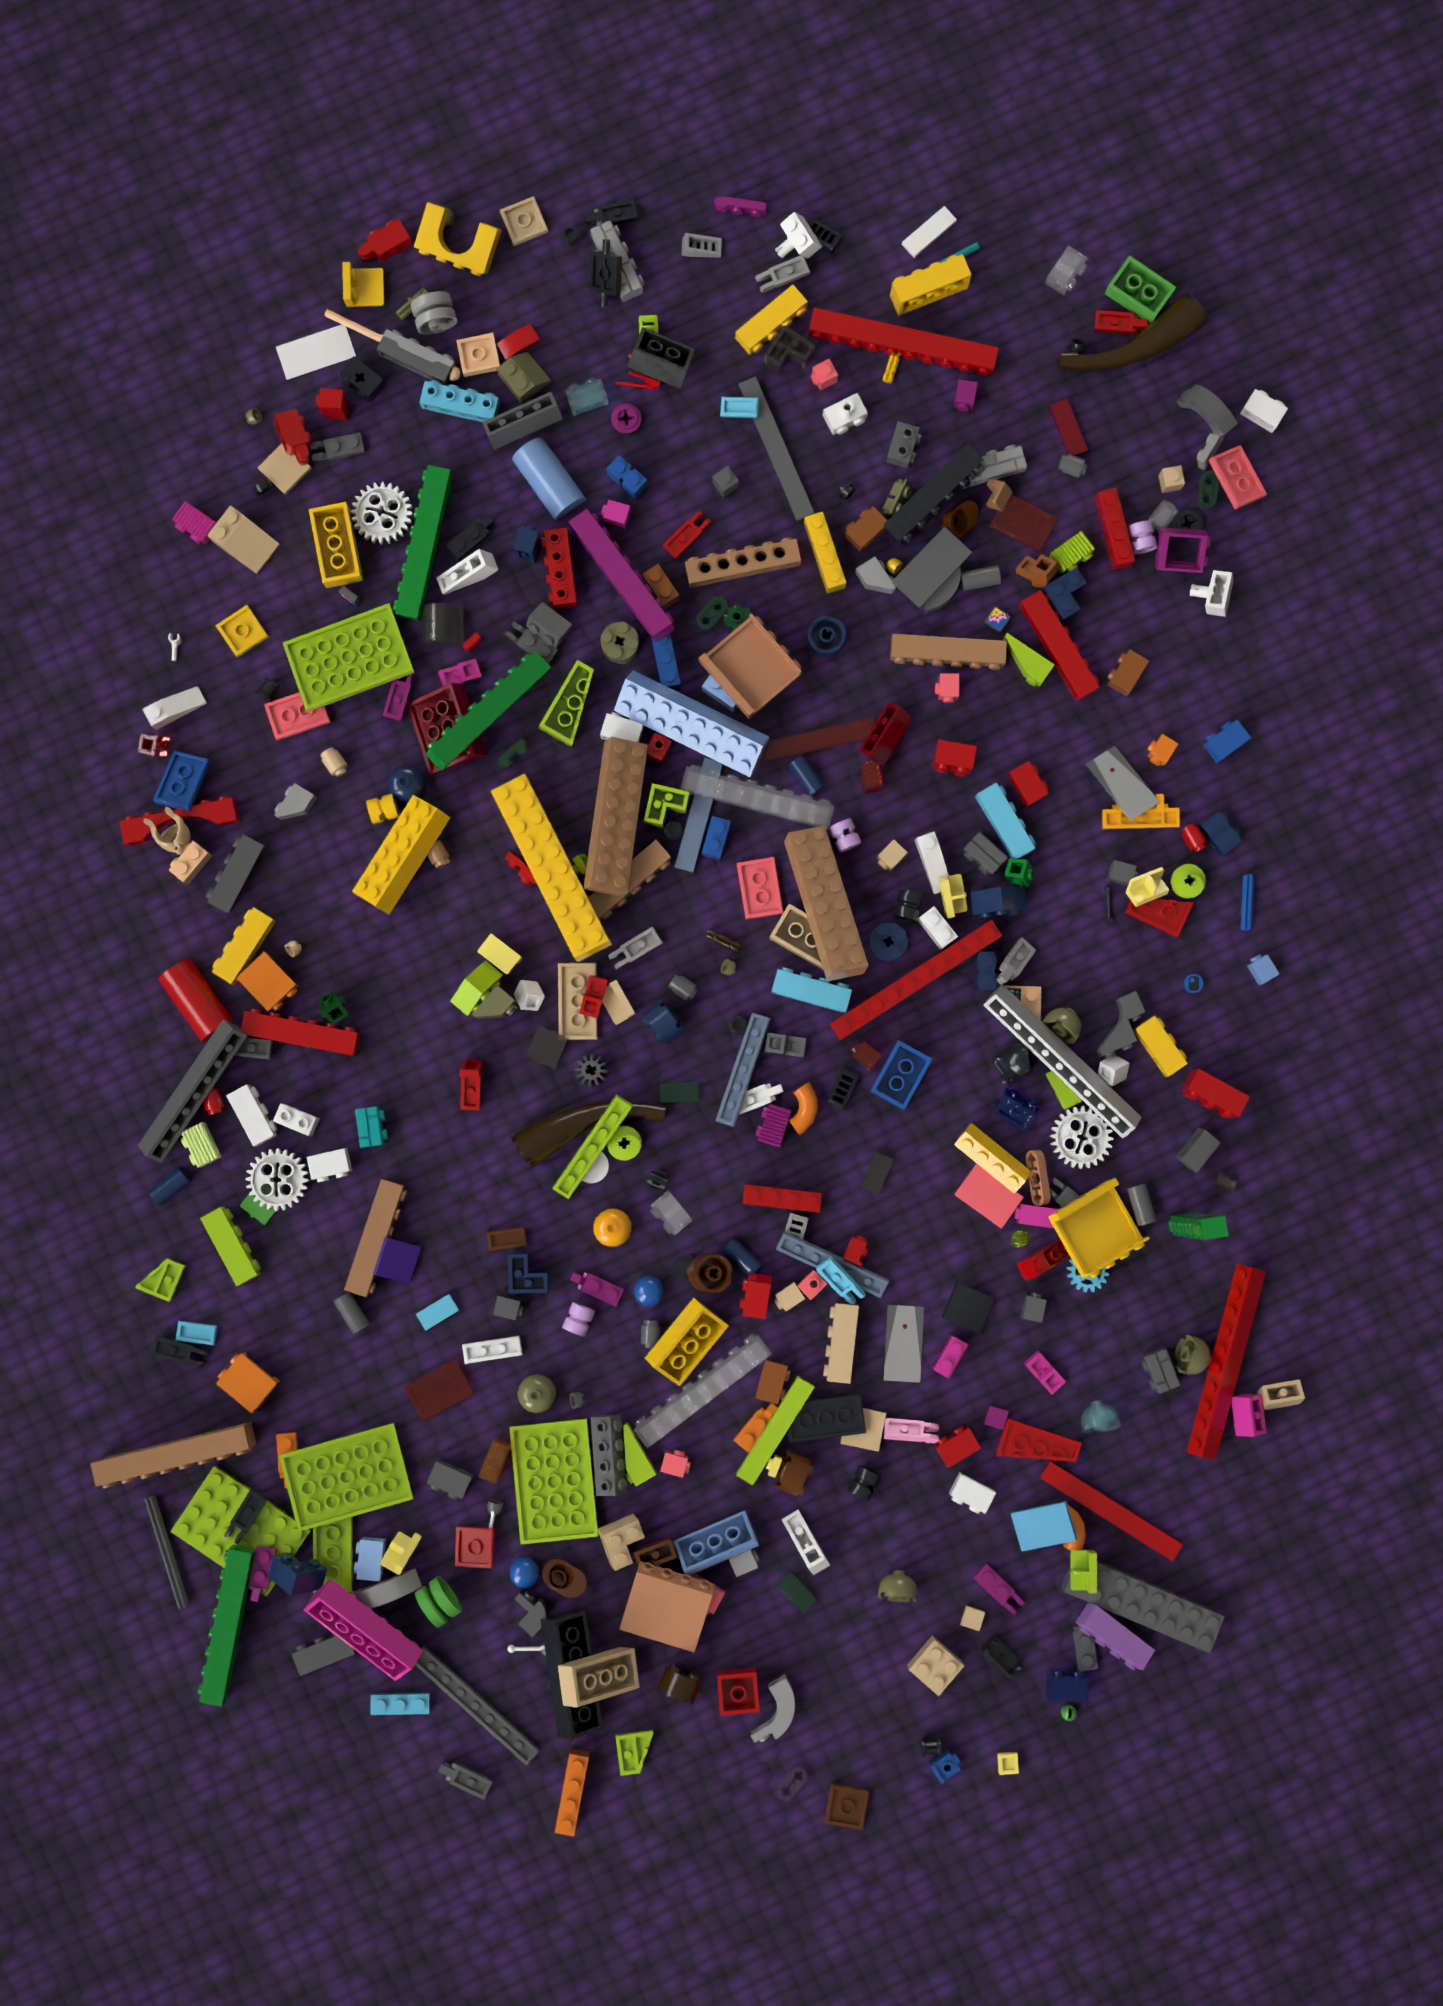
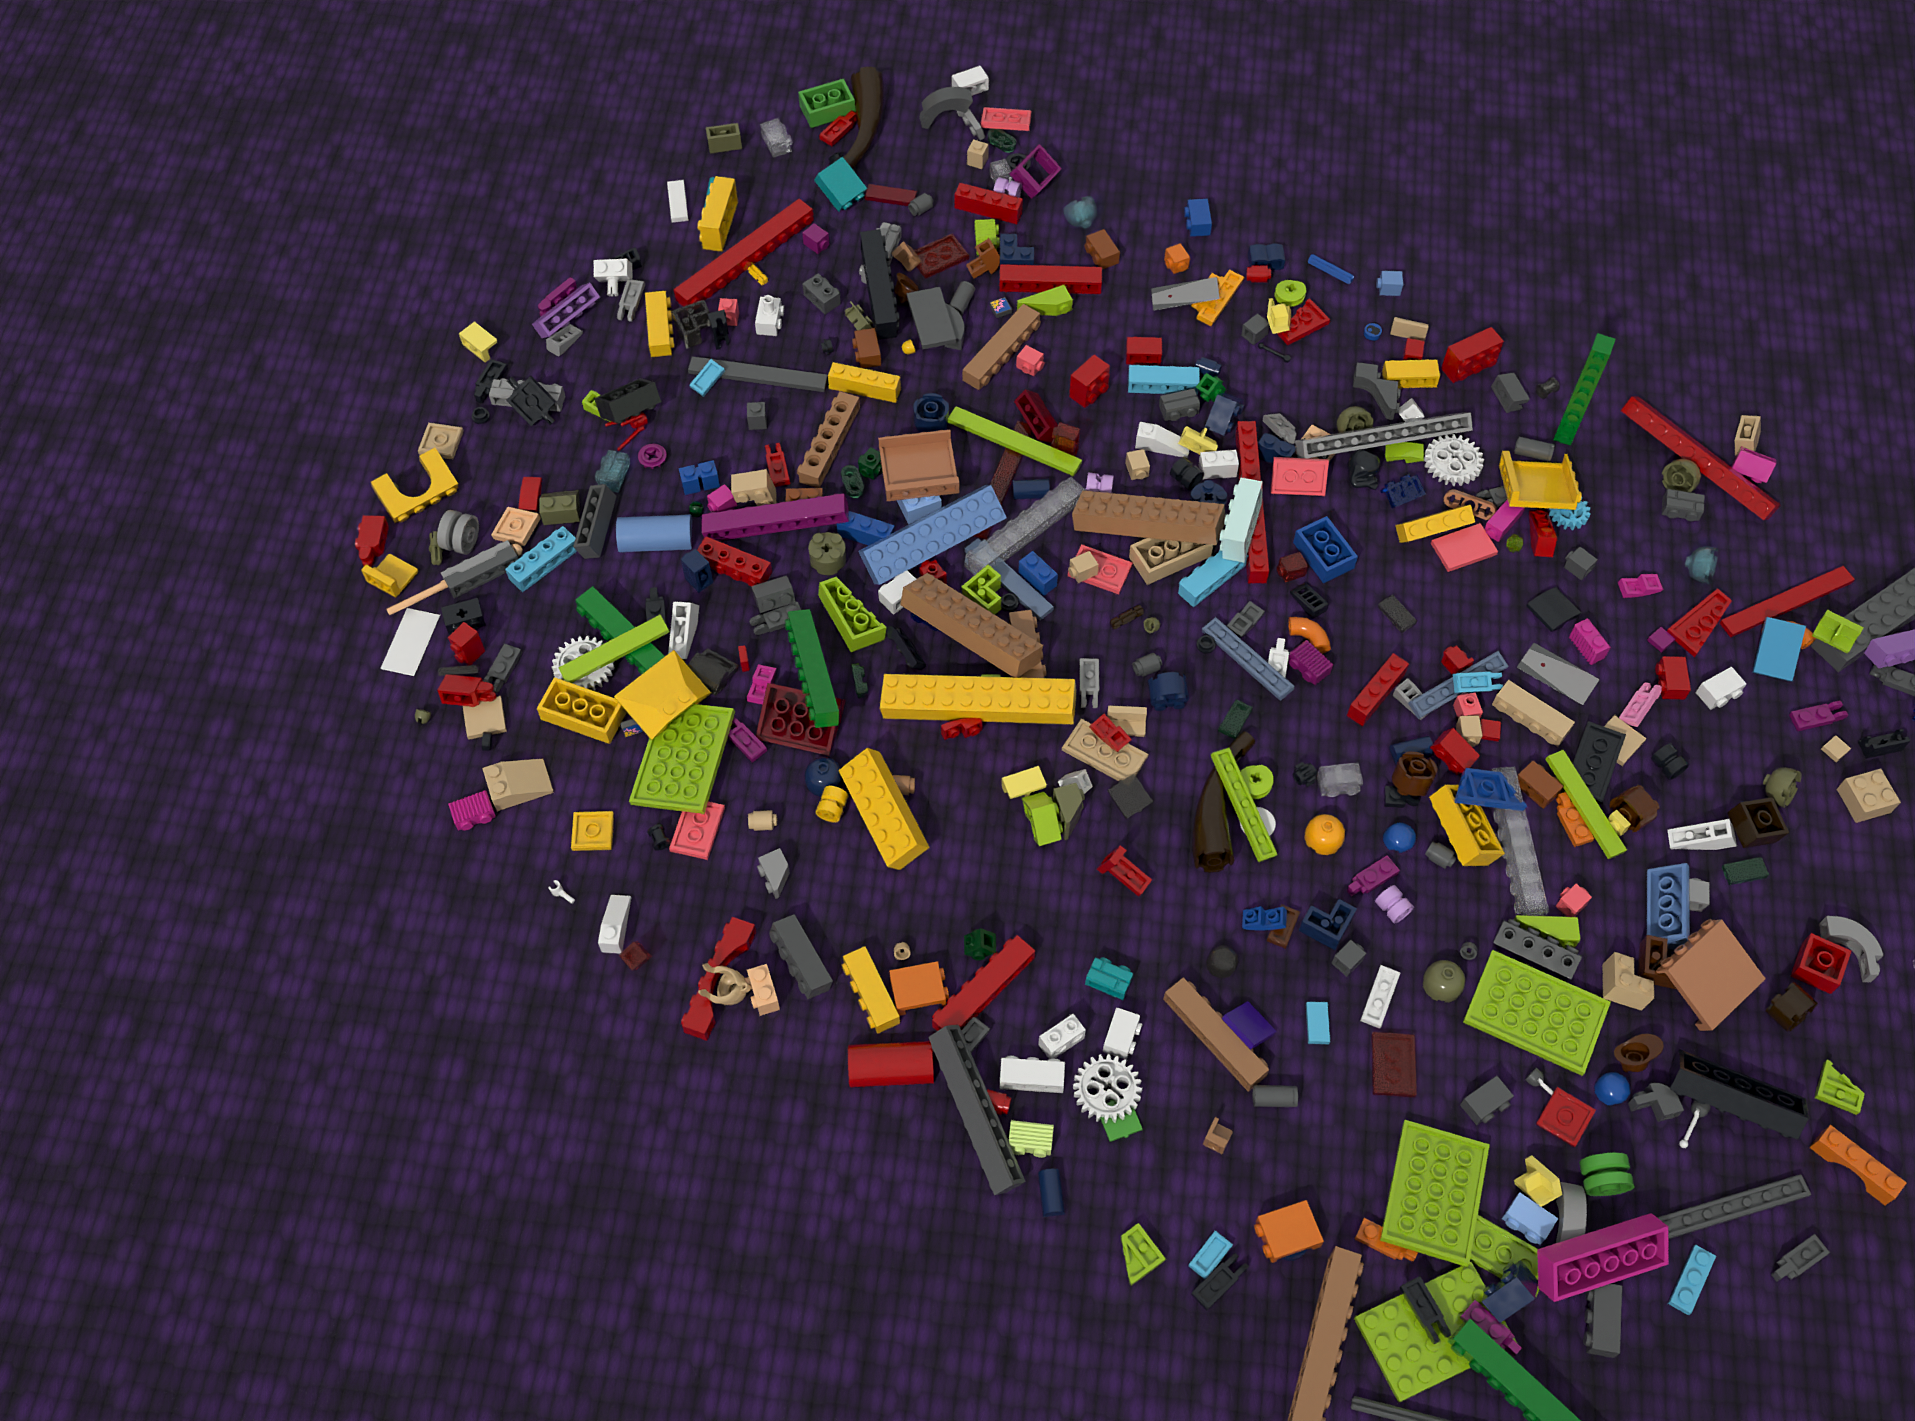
camera: 60 degrees left, 25 degrees down
(181, 781) = (685, 952): blue tile -> none
(231, 1246) = (1145, 1168): lime brick -> none
(292, 1287) = (1217, 1137): none -> medium nougat panel
(311, 415) = (454, 670): none -> clear smoke tile
(388, 603) = (662, 694): none -> yellow slope
(402, 532) = (614, 649): none -> lime tile
(444, 1207) = (1222, 961): none -> clear smoke hair
(495, 1460) = (1490, 1049): clear orange brick -> none
(501, 1220) = (1262, 919): none -> blue slope
(570, 772) = (906, 648): none -> black hinge
(593, 497) = (696, 509): none -> dark green hinge
(597, 1073) = (1178, 766): dark grey gear -> none
(598, 1676) = (1754, 1065): tan brick -> none
(642, 538) = (753, 486): none -> tan brick
(645, 172) = (477, 340): none -> light yellow panel
(725, 1342) = (1487, 790): none -> blue wing
(728, 226) = (567, 309): none -> medium lavender brick
(744, 874) = (1083, 567): none -> tan brick
(797, 379) = (718, 328): none -> black hinge
(804, 1313) = (1490, 729): none -> red tile
(844, 1583) = (1757, 822): none -> dark brown brick
(846, 729) = (1014, 441): none -> lime tile
(868, 988) = (1241, 520): none -> light aqua brick
(874, 577) = (909, 361): light grey slope -> none
(967, 1009) = (1299, 476): none -> coral tile
(1034, 218) = (723, 138): none -> olive slope
(1041, 375) = (841, 184): none -> teal brick
(1046, 855) = (1208, 366): none -> dark blue brick
(1157, 627) = (1081, 213): none -> clear light blue cylinder
(1188, 1035) = (1413, 349): none -> red brick
(1217, 593) = (1083, 169): white brick -> none
(1218, 1016) = (1409, 329): none -> tan panel

